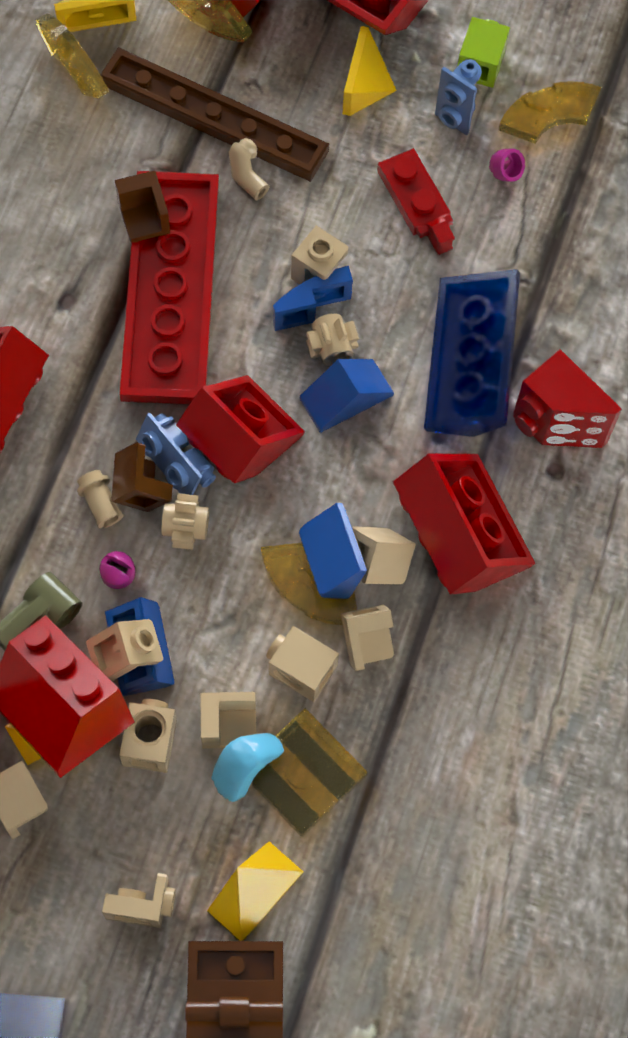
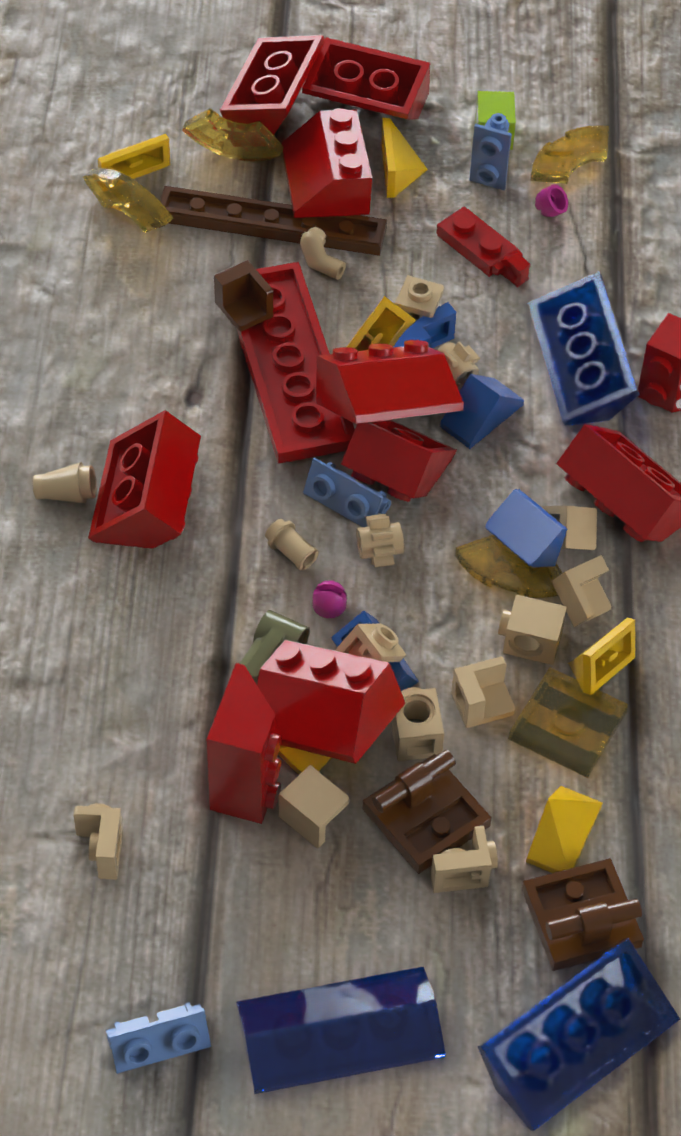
camera: 15 degrees left, 15 degrees down
(124, 836) = (426, 811): none -> reddish brown plate
(135, 480) = (321, 520): reddish brown panel -> none
(242, 761) = (511, 725): medium azure hair -> none
(247, 351) = (386, 382): none -> red slope
(262, 288) = (382, 326): none -> yellow slope
(286, 68) = (328, 166): none -> red slope
(360, 716) = (605, 657): none -> yellow slope

